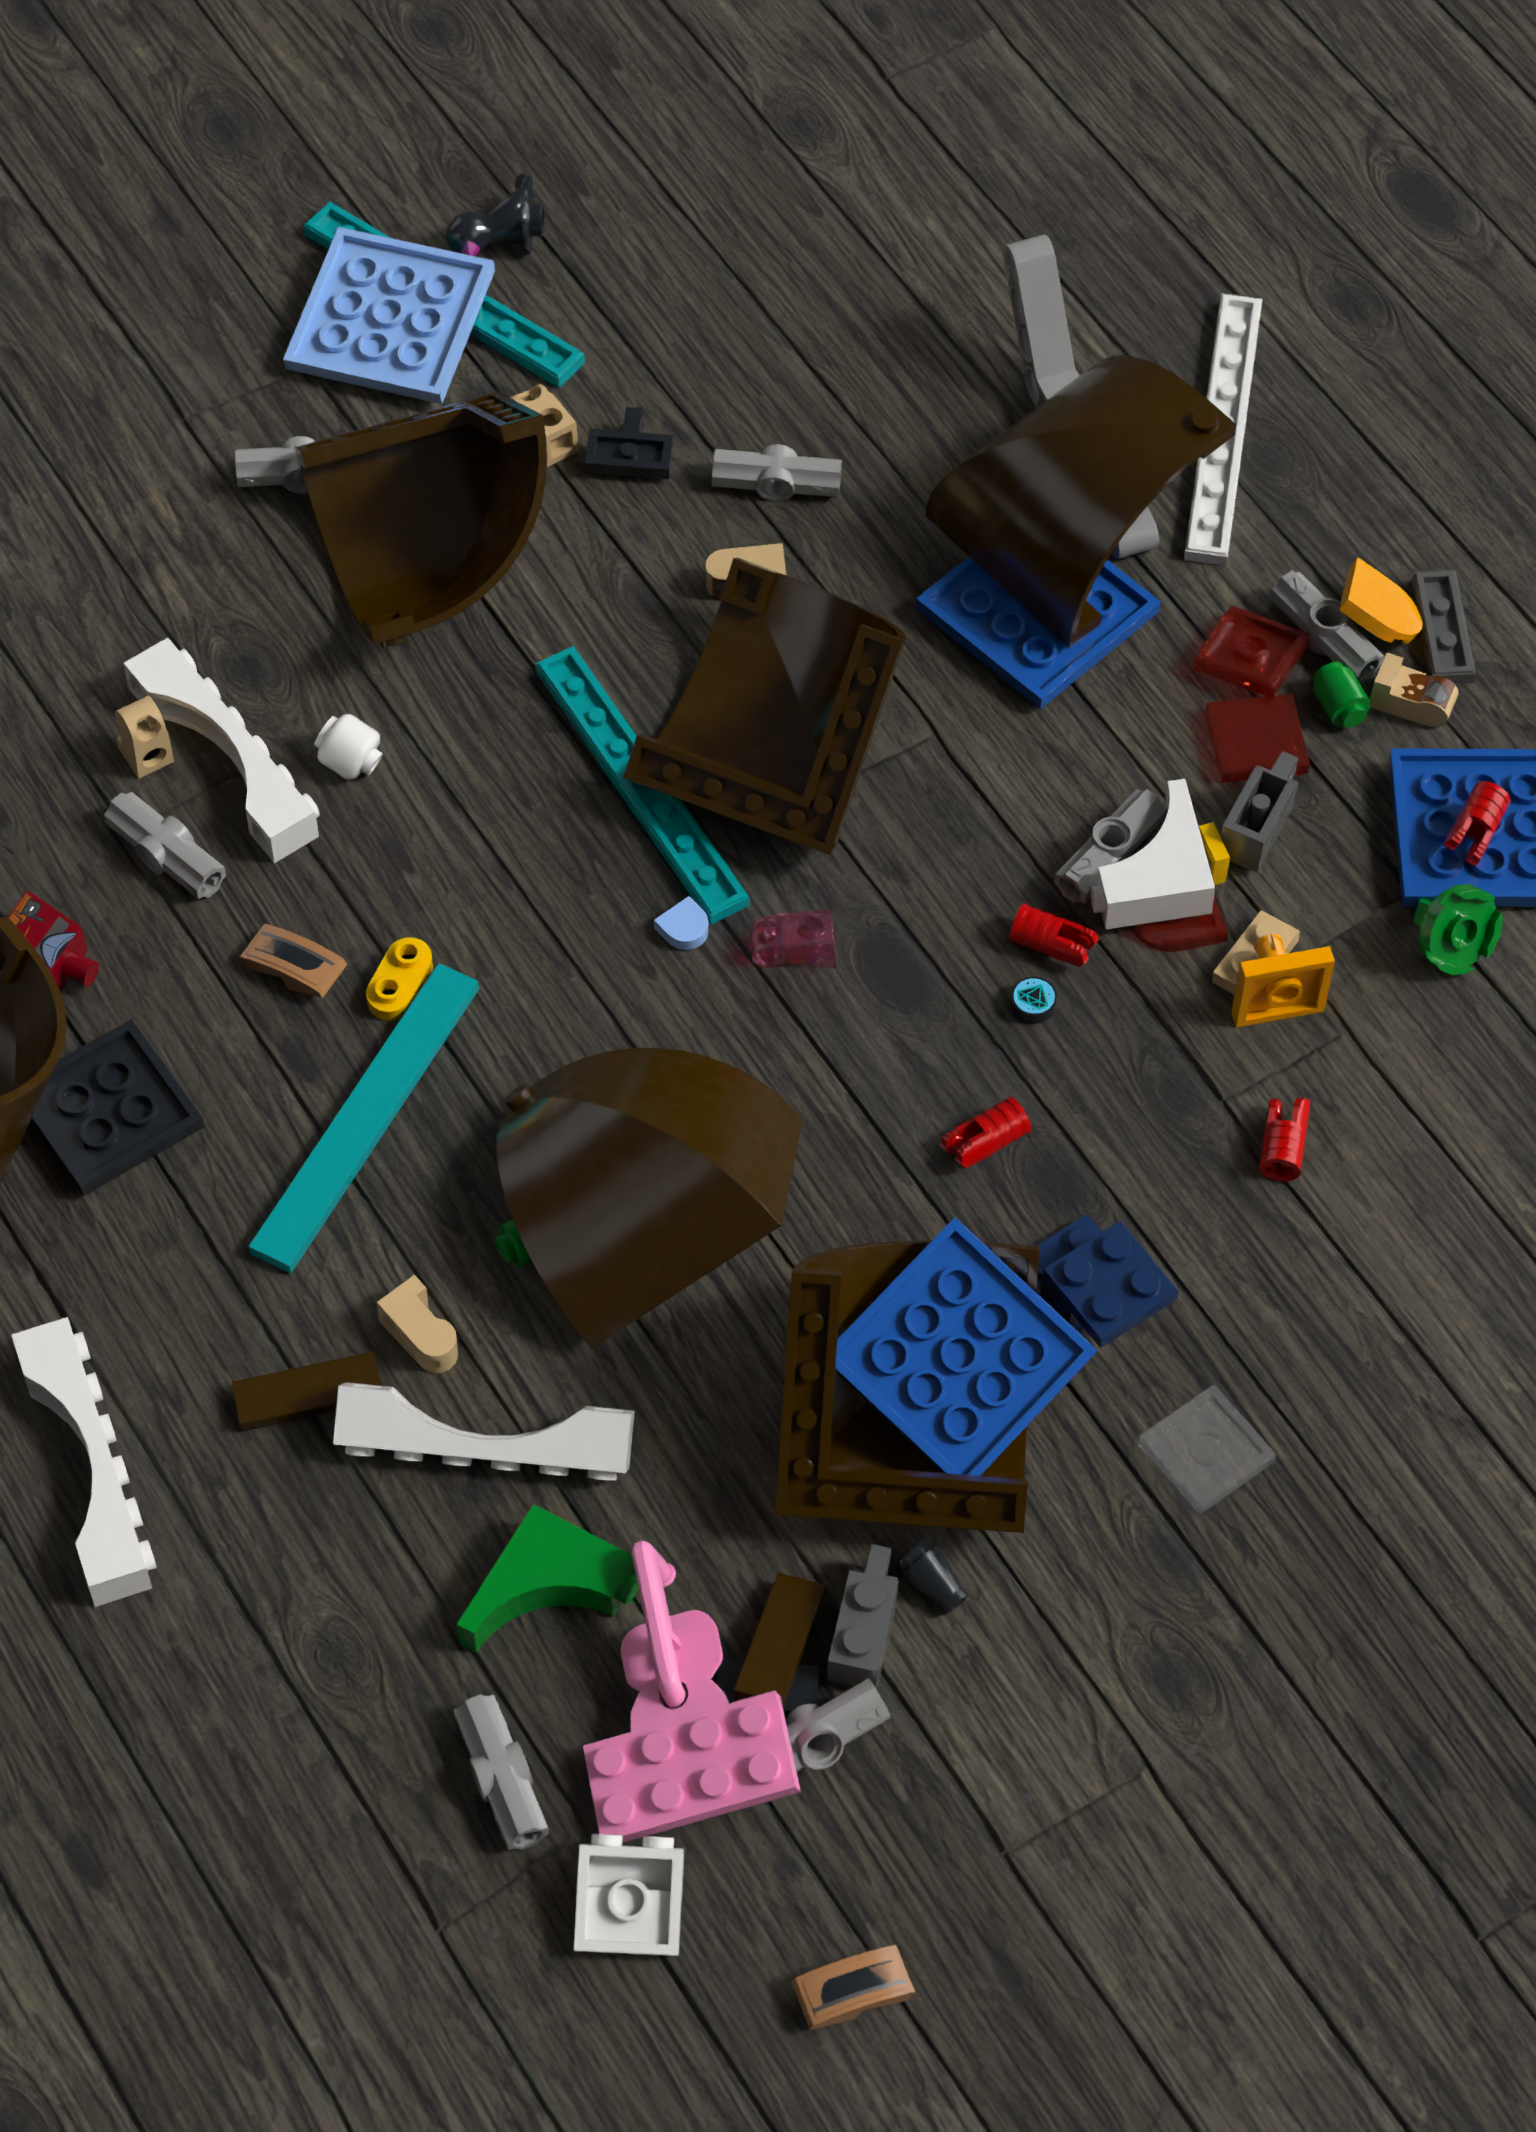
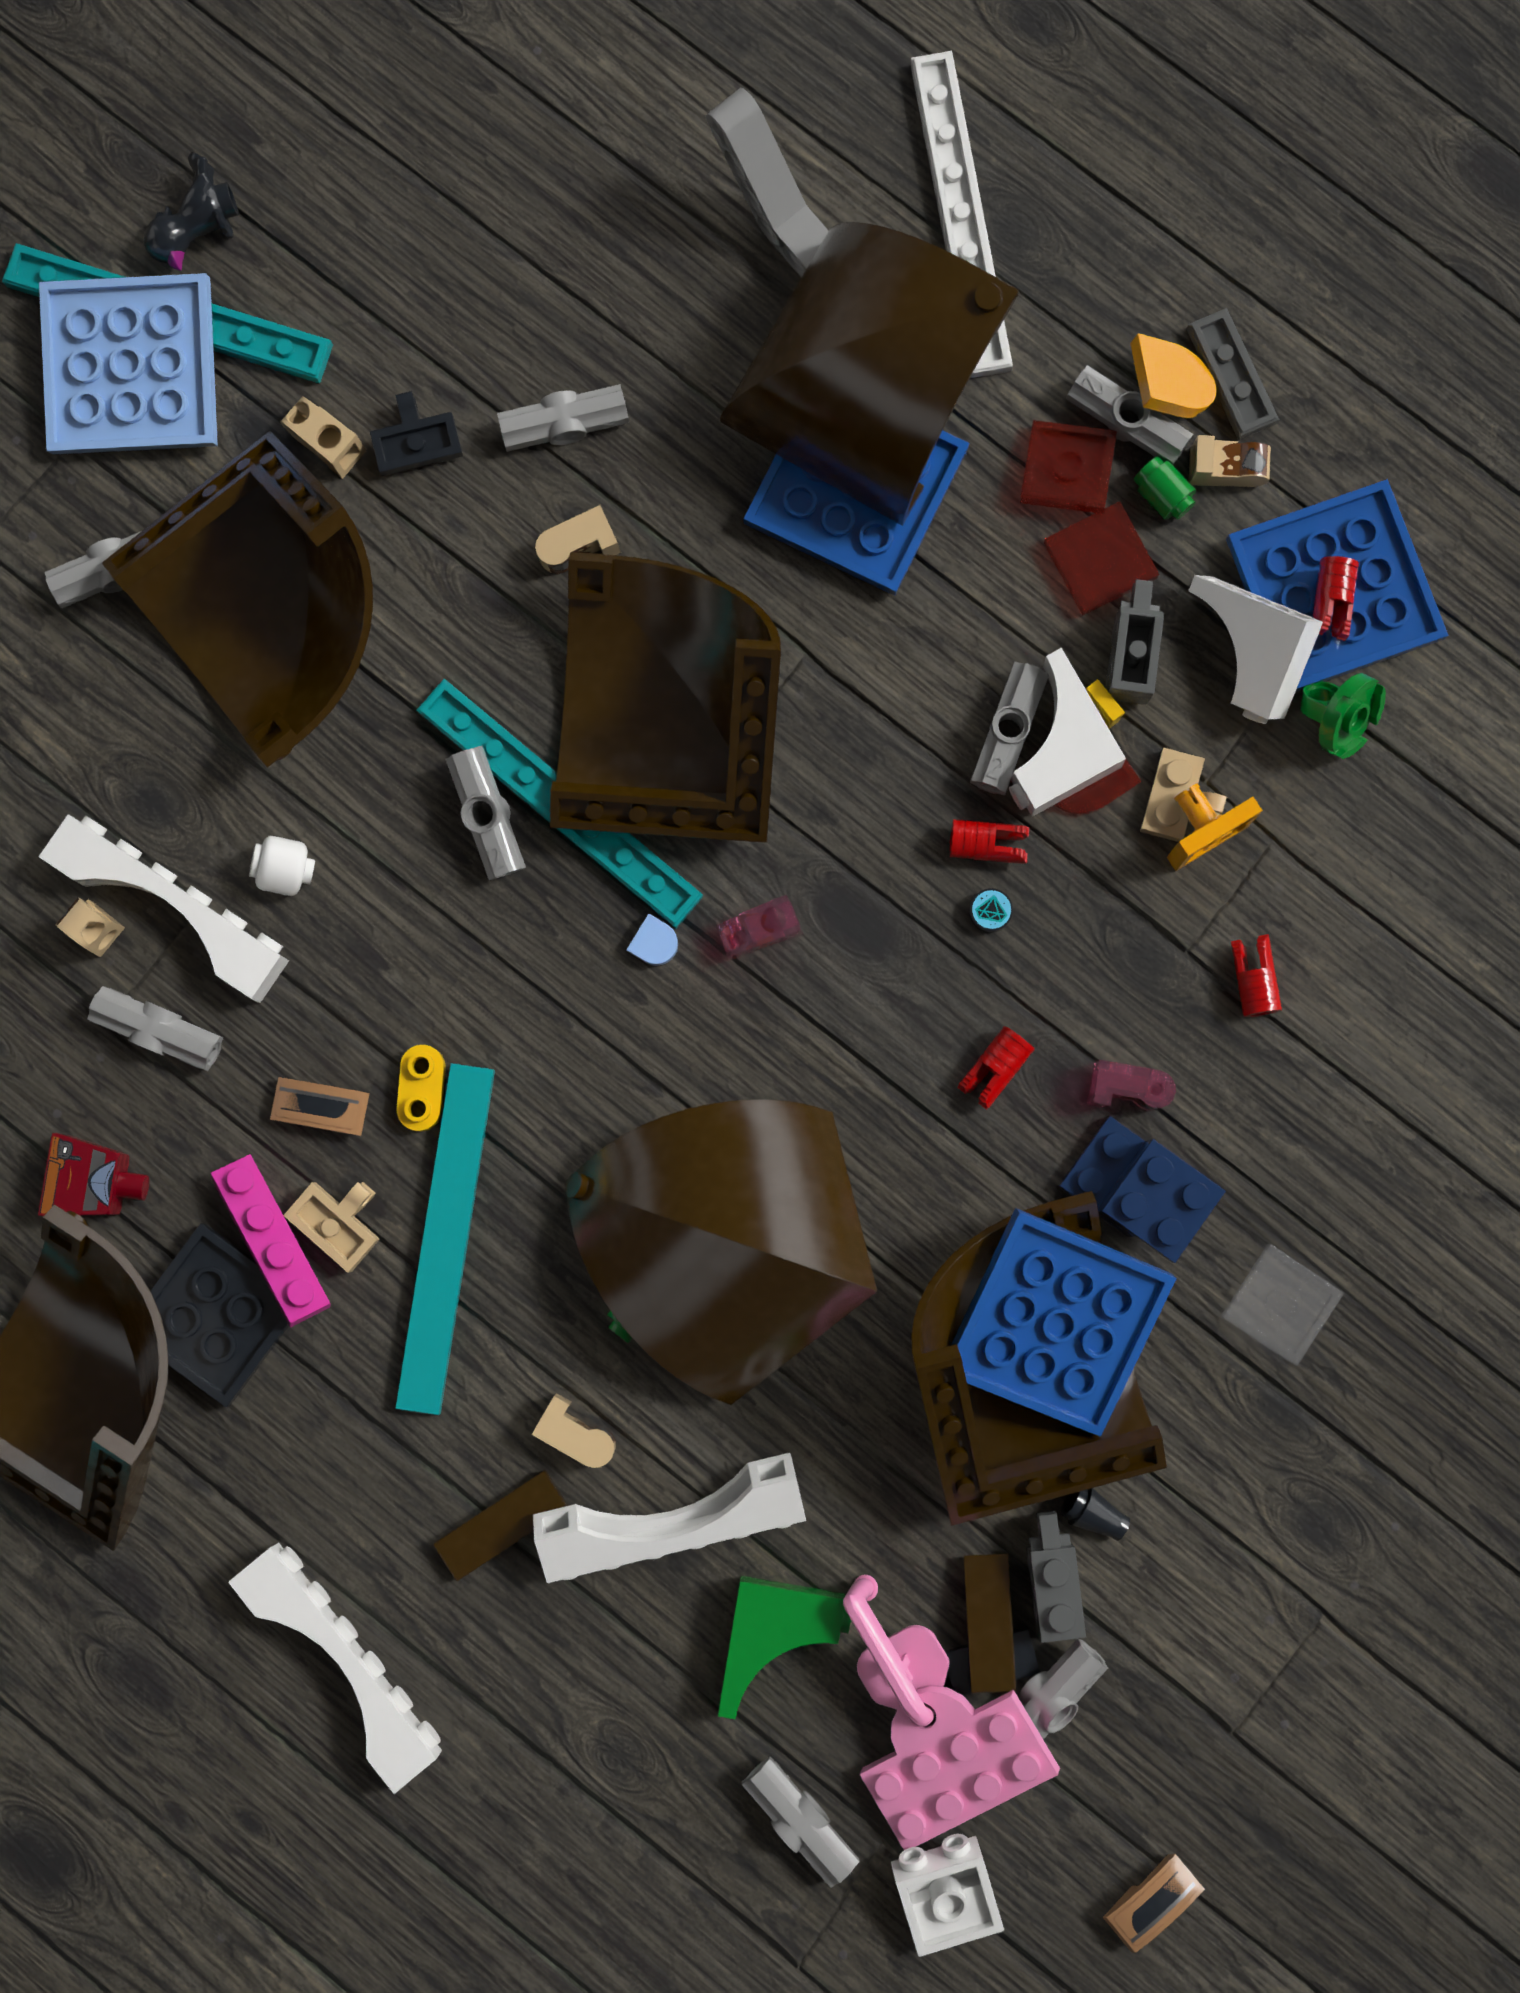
camera: 15 degrees left, 25 degrees up
(192, 1056) = (270, 1240): none -> dark pink plate
(262, 1066) = (334, 1224): none -> tan plate
(566, 782) = (475, 786): none -> light grey piece
(1118, 1191) = (1145, 1086): none -> clear pink leg
(1395, 845) = (1269, 646): none -> white arch

